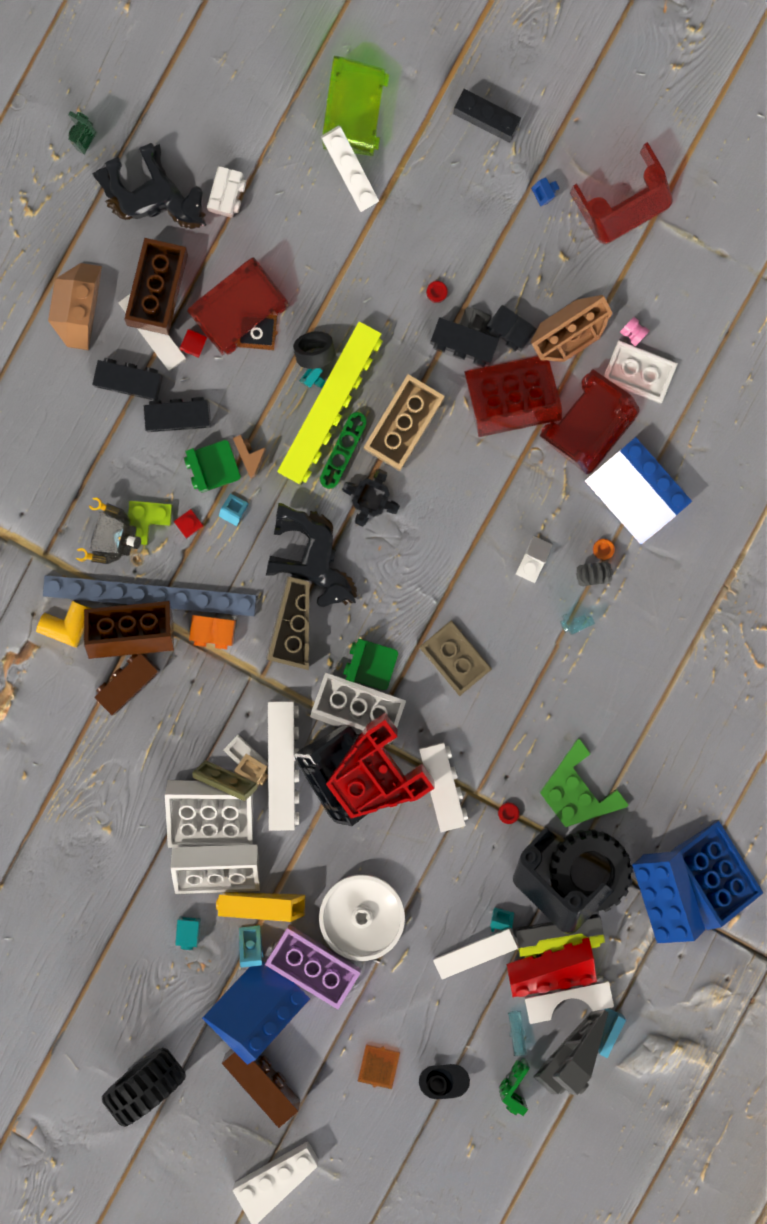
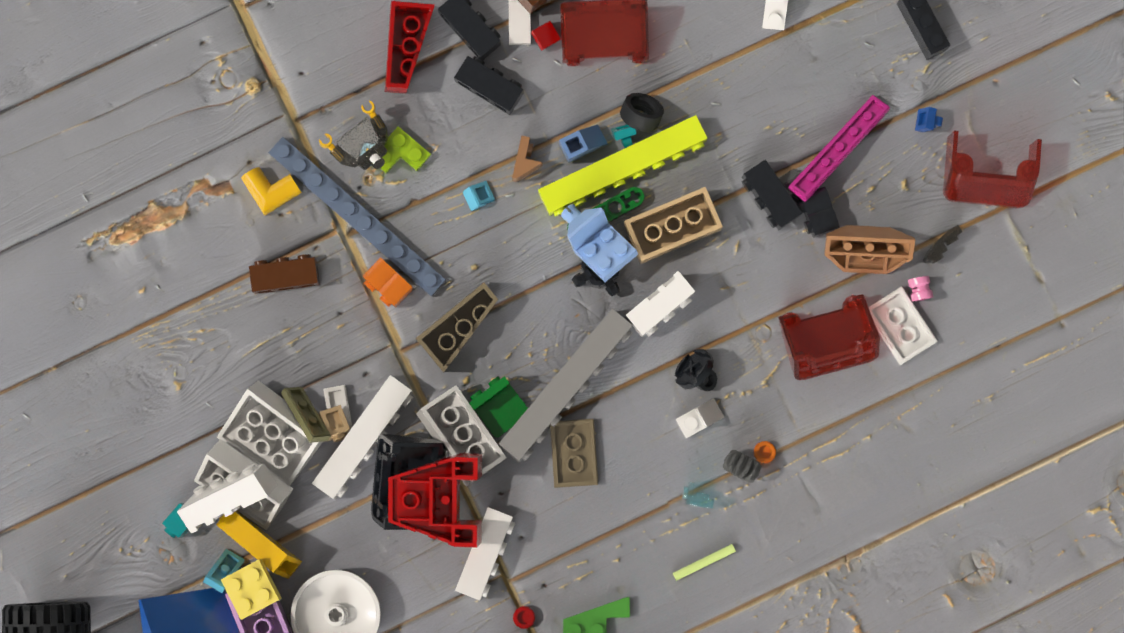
camera: 30 degrees right, 5 degrees down
(83, 425) = (405, 38): none -> red wedge
(128, 629) = (319, 231): reddish brown brick -> none
(188, 523) = (432, 180): red plate -> none
(210, 889) = (226, 496): none -> white wedge
(212, 466) = (487, 147): green bracket -> none
(261, 336) = (606, 69): piece -> none
(282, 946) = (251, 589): none -> light yellow plate
(285, 408) = (582, 143): none -> medium blue slope
(316, 556) = (519, 283): black animal -> none
(354, 479) = (597, 241): none -> light blue plate
(411, 610) = (565, 385): none -> light grey brick
(437, 291) = (778, 138): red tile -> none
(440, 493) = (661, 305): none -> white wedge
(491, 265) = (839, 148): none -> dark pink tile
(503, 525) = (695, 369): none -> black tile
(513, 396) = (780, 269): clear red slope -> none
(617, 669) = (704, 562): none -> yellowish green bar
(626, 292) = (936, 251): none -> clear smoke slope
(638, 491) = (828, 423): slope -> none

